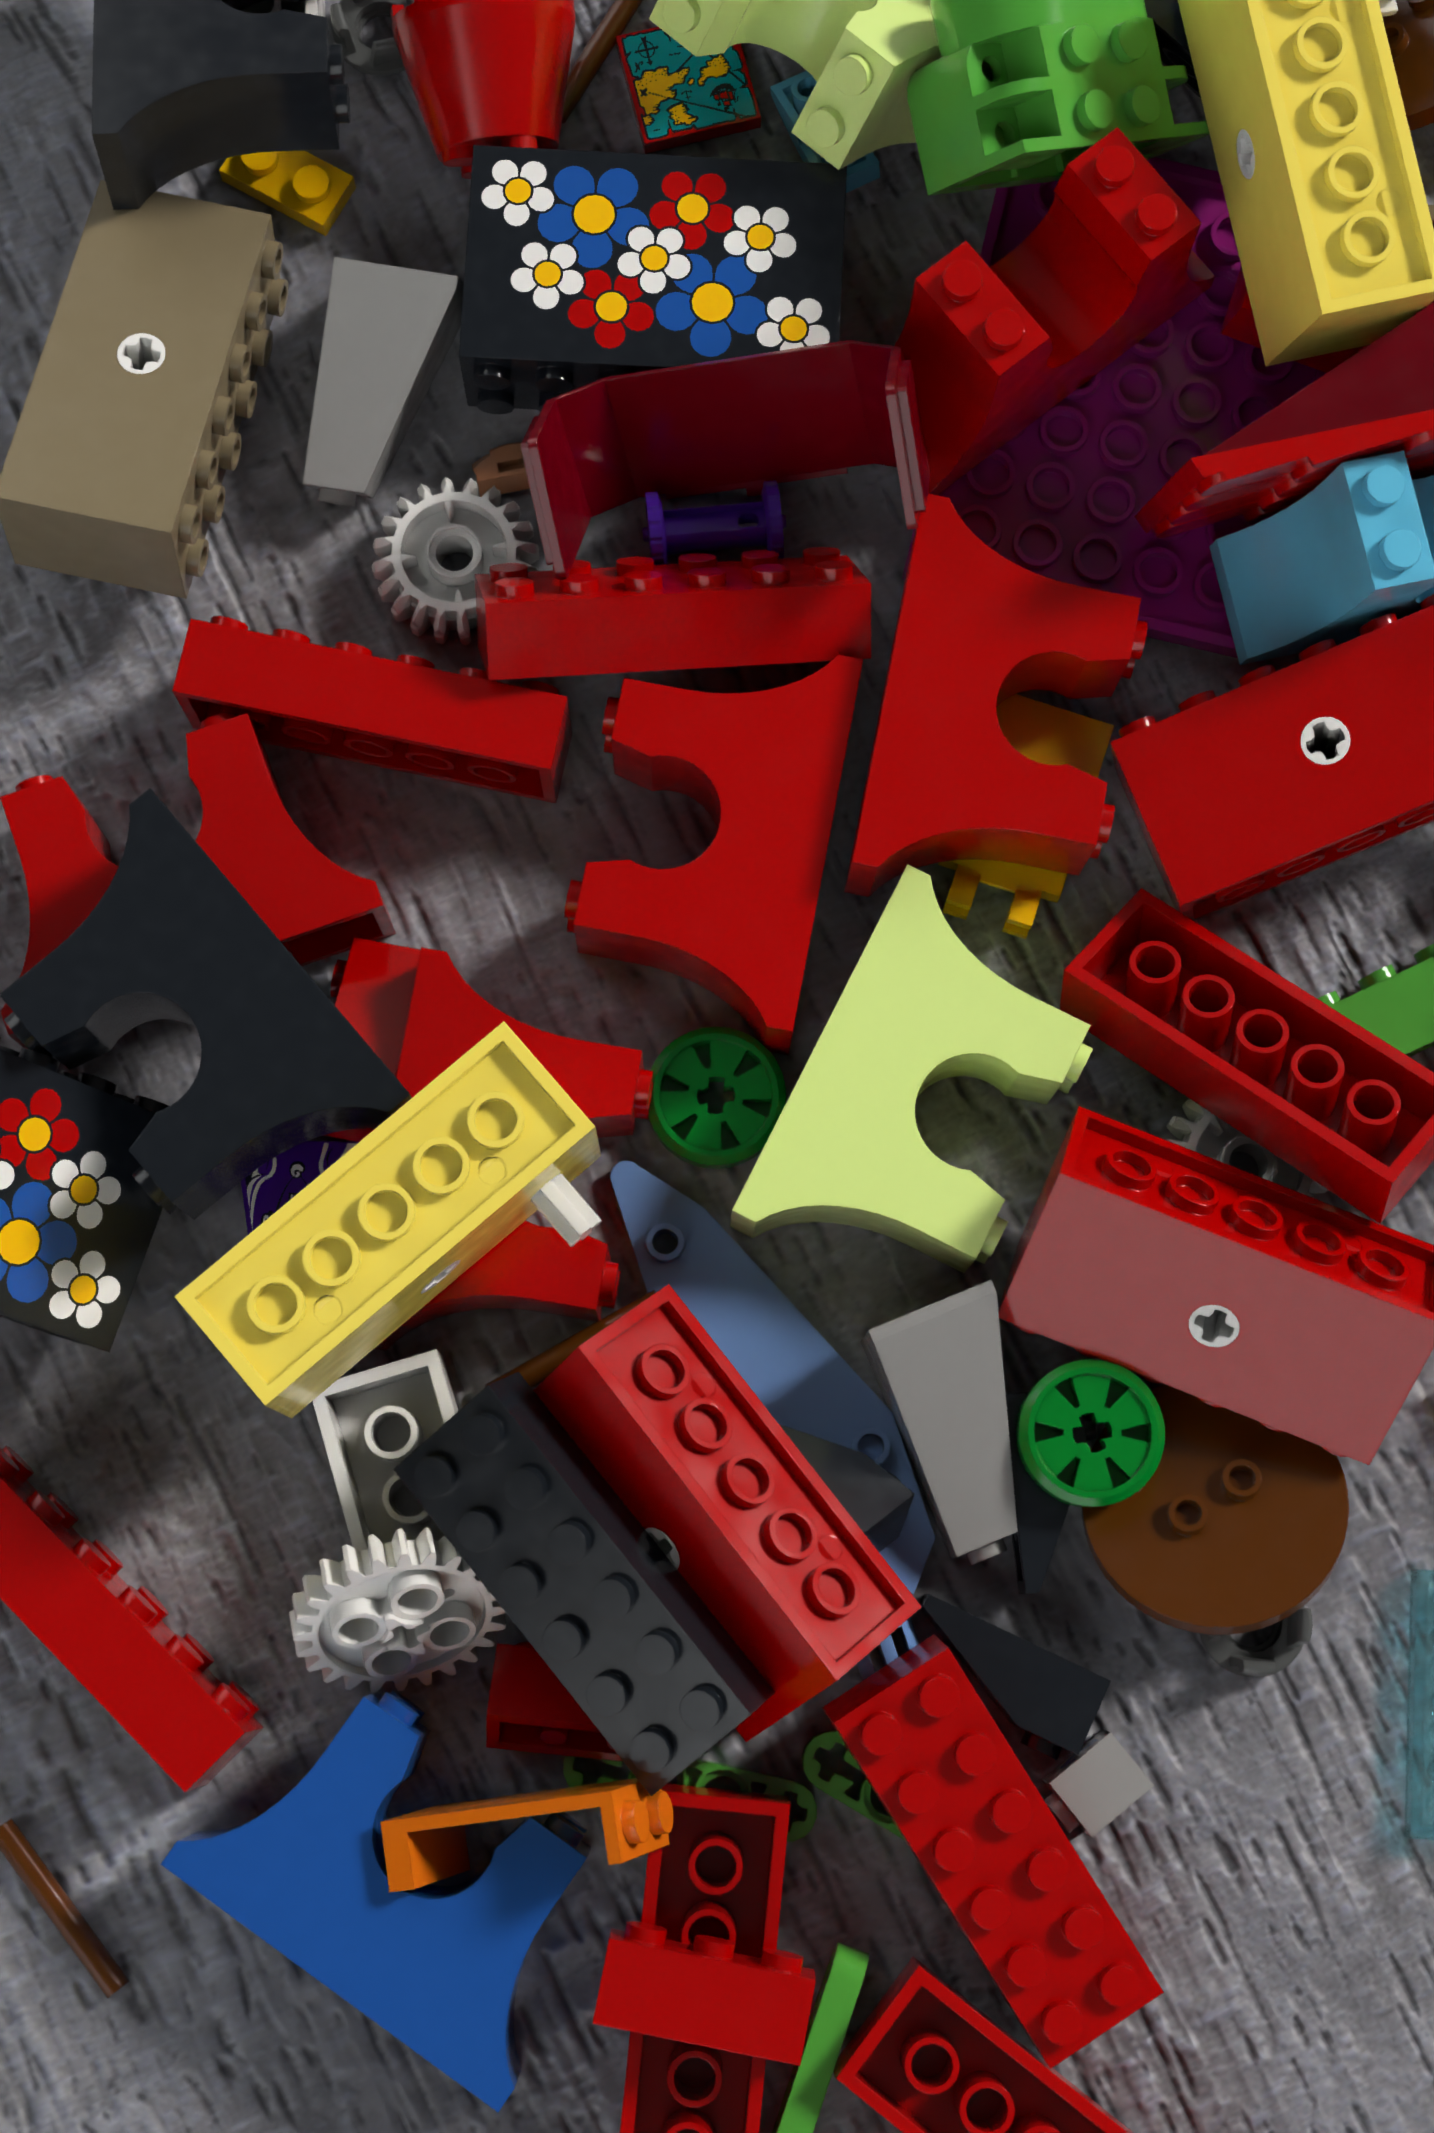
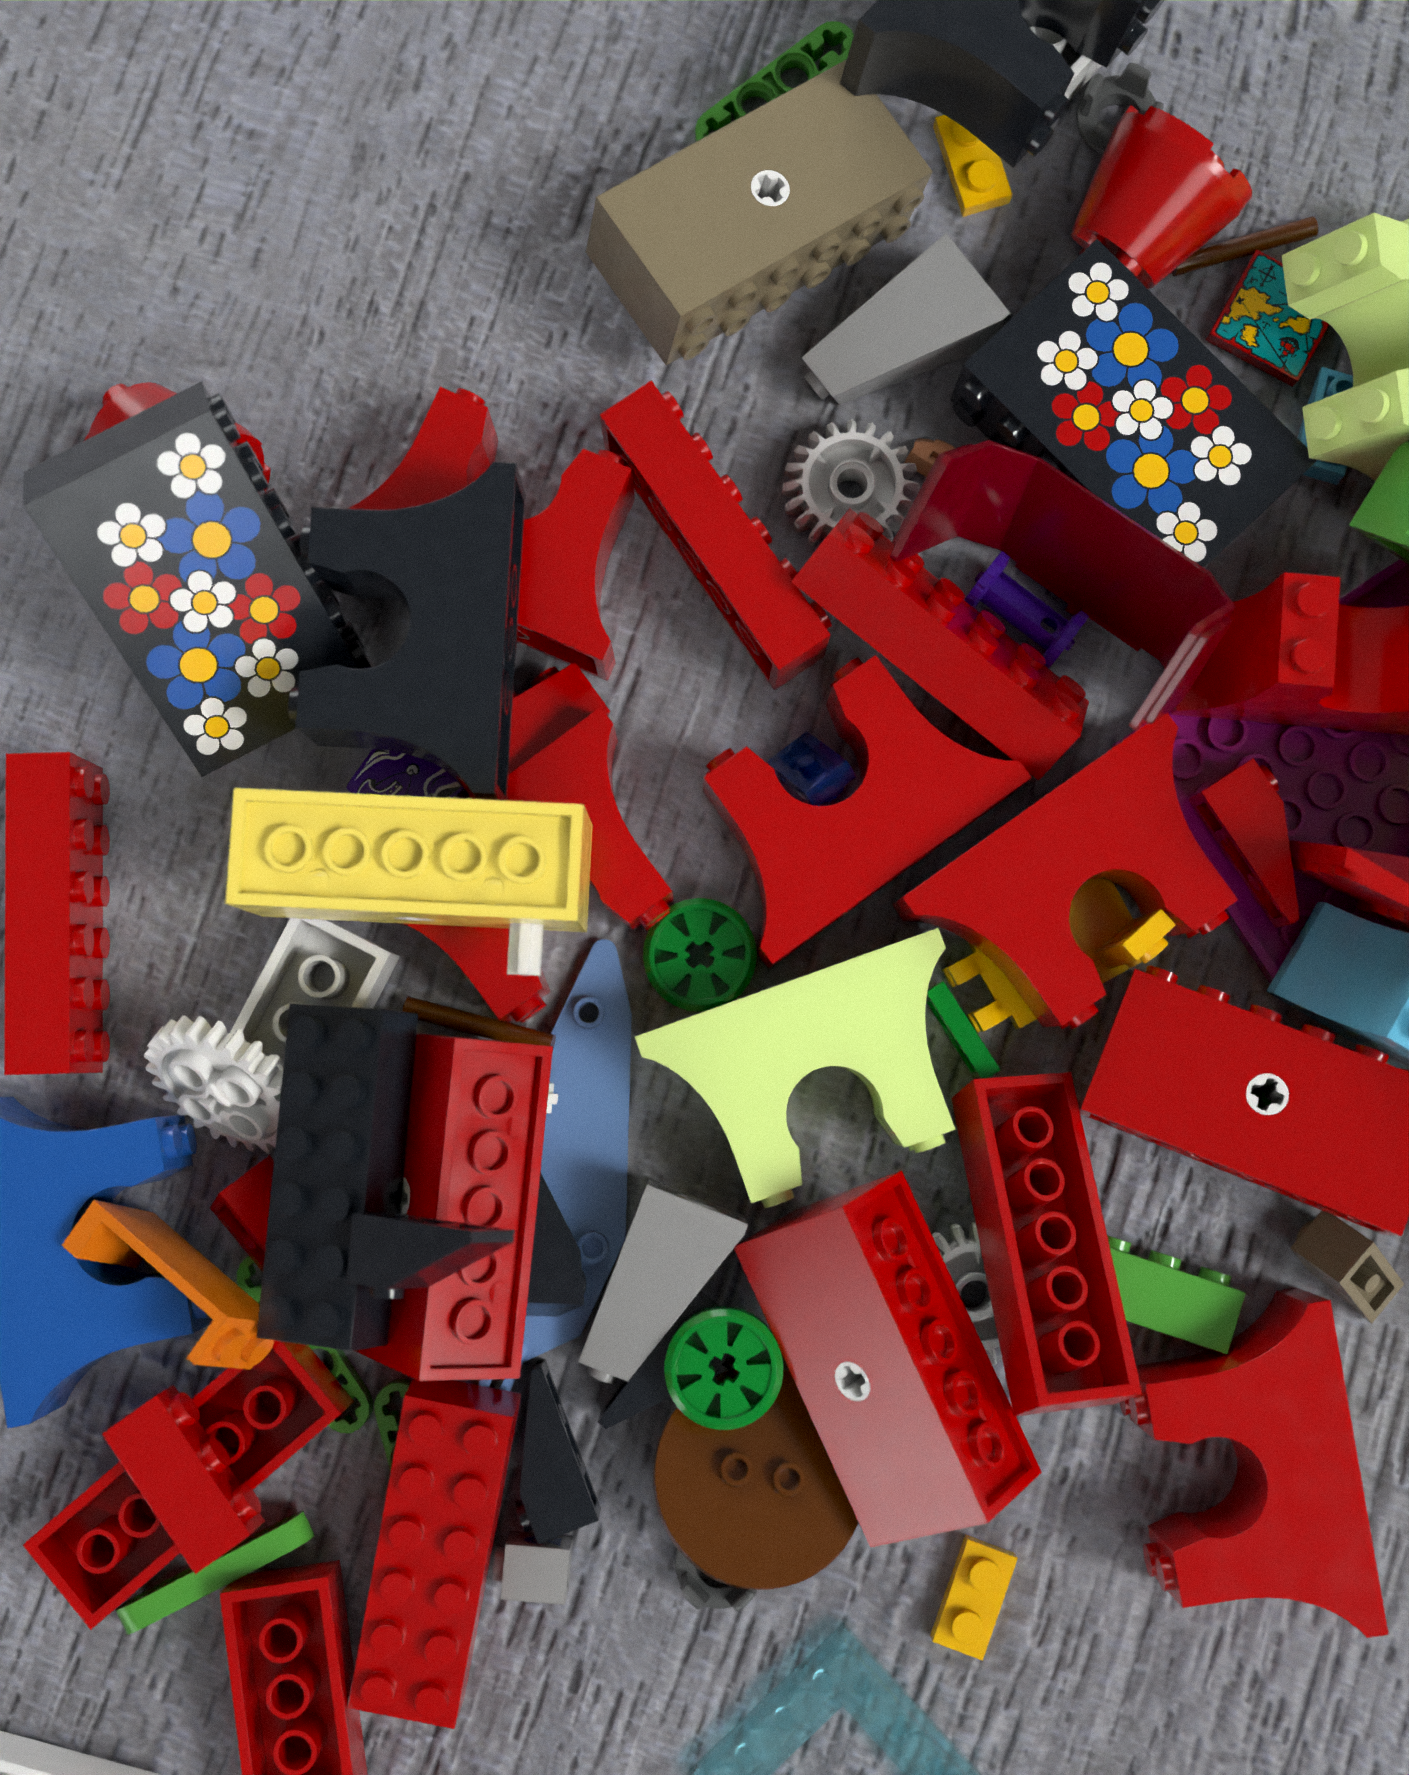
camera: 45 degrees right, 5 degrees up
(41, 272) = (767, 81): none -> bright green beam
(662, 832) = (812, 769): none -> clear blue plate
(726, 1564) = (414, 1251): none -> black slope
(1014, 947) = (960, 1032): none -> green tile
(1089, 718) = (1137, 941): none -> yellow plate
(1094, 536) = (1252, 831): none -> red slope

